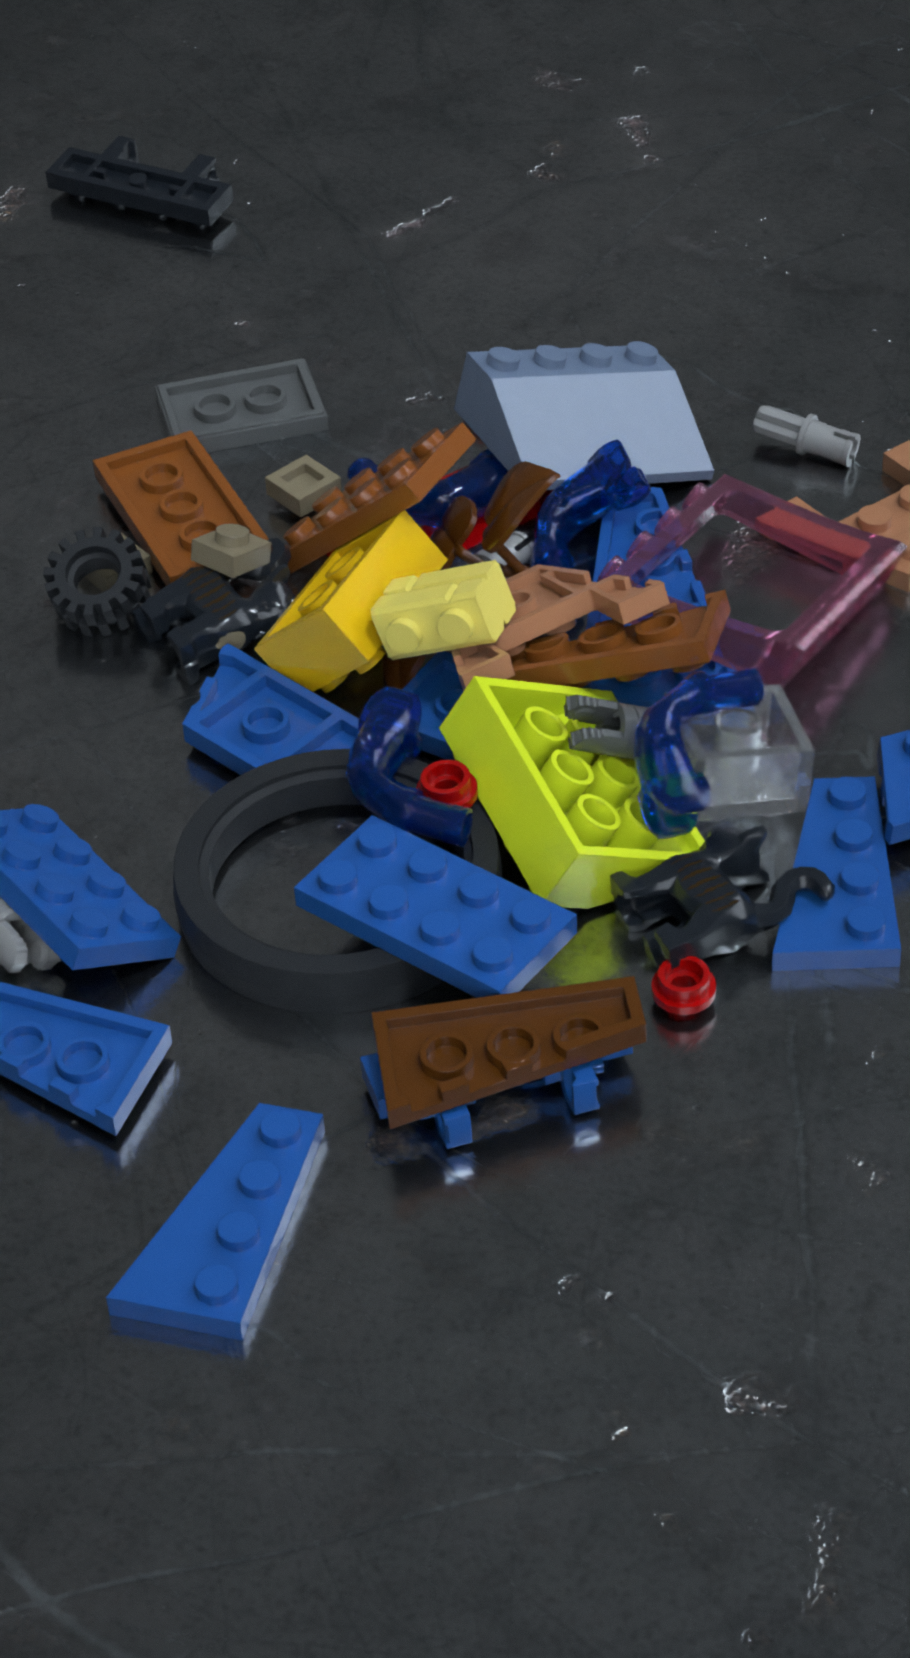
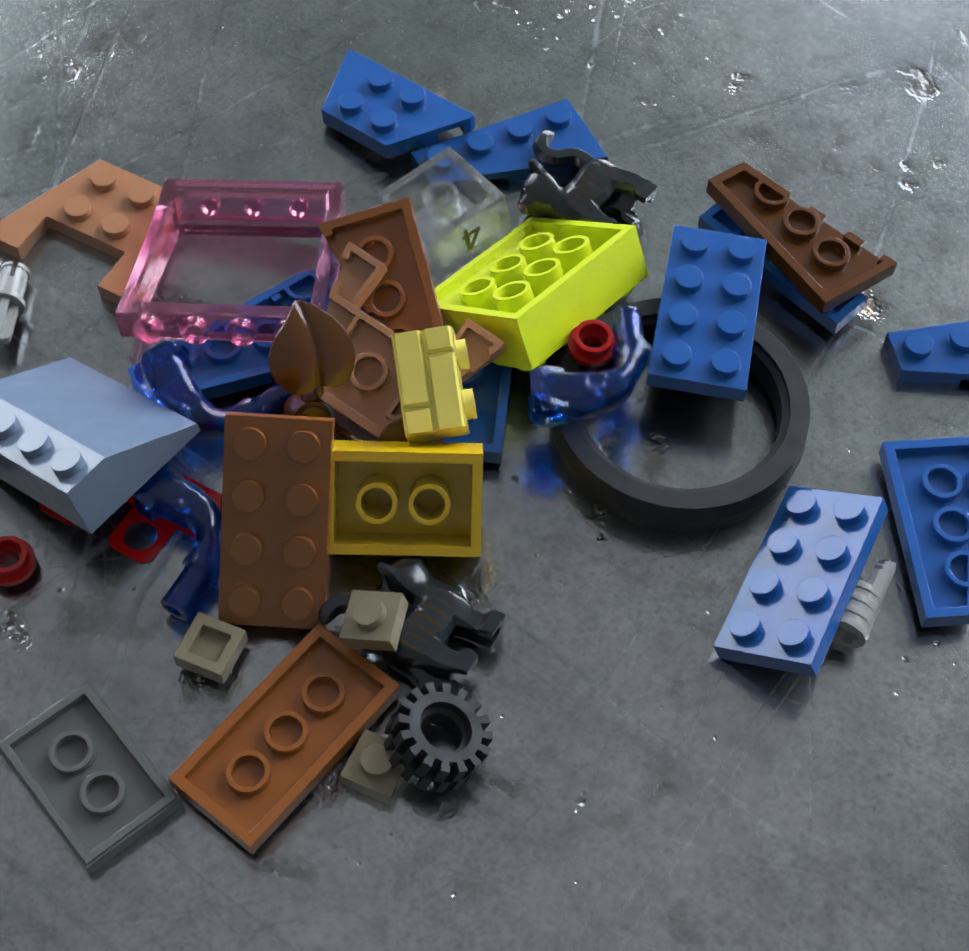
camera: 120 degrees left, 15 degrees up
(259, 716) = (538, 532): blue wing -> none
(613, 728) = (483, 256): dark grey hinge -> none
(669, 785) = (498, 216): clear blue piece -> none
(684, 988) = (667, 195): red plate -> none

